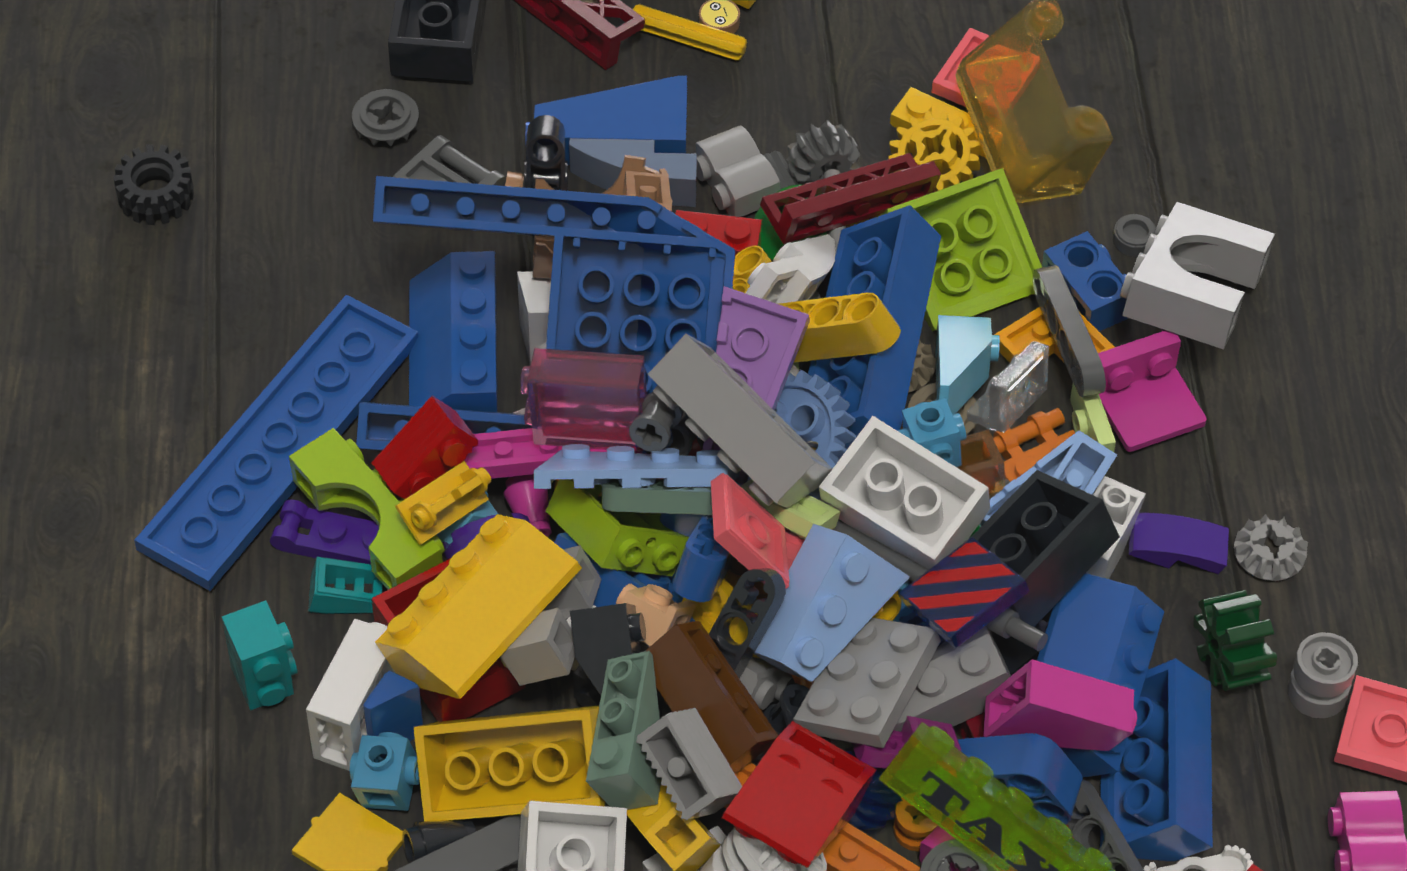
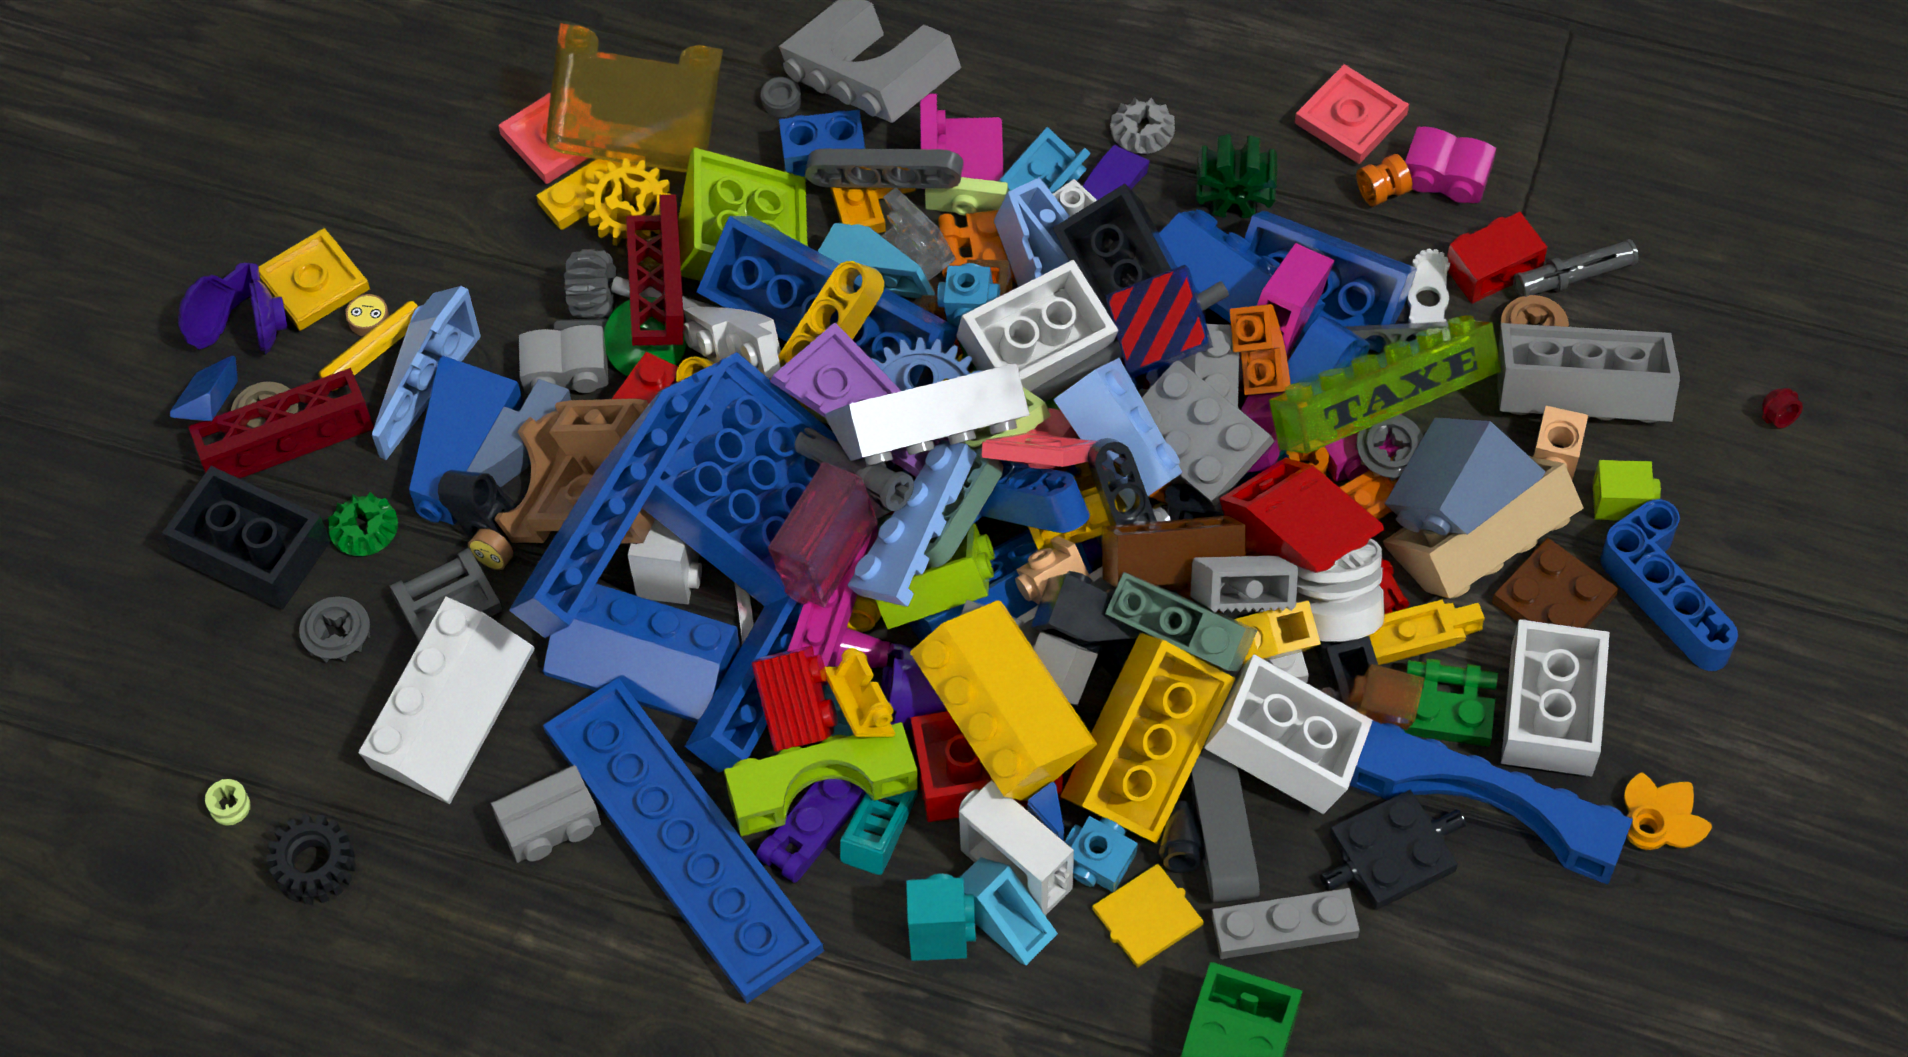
camera: 65 degrees left, 5 degrees up
(195, 117) = (229, 815): none -> yellowish green bush
(257, 329) = (546, 815): none -> light grey brick
(287, 733) = (1007, 910): none -> medium azure slope
(326, 214) = (446, 701): none -> white slope
(500, 109) = (380, 529): none -> green gear
(714, 70) = (437, 328): none -> light blue wedge
(996, 688) = (1262, 349): none -> orange slope
(1159, 471) = (1048, 159): none -> dark azure bracket
(1316, 785) = (1383, 180): none -> orange wheel
(1322, 675) = (1290, 131): light grey wheel -> none

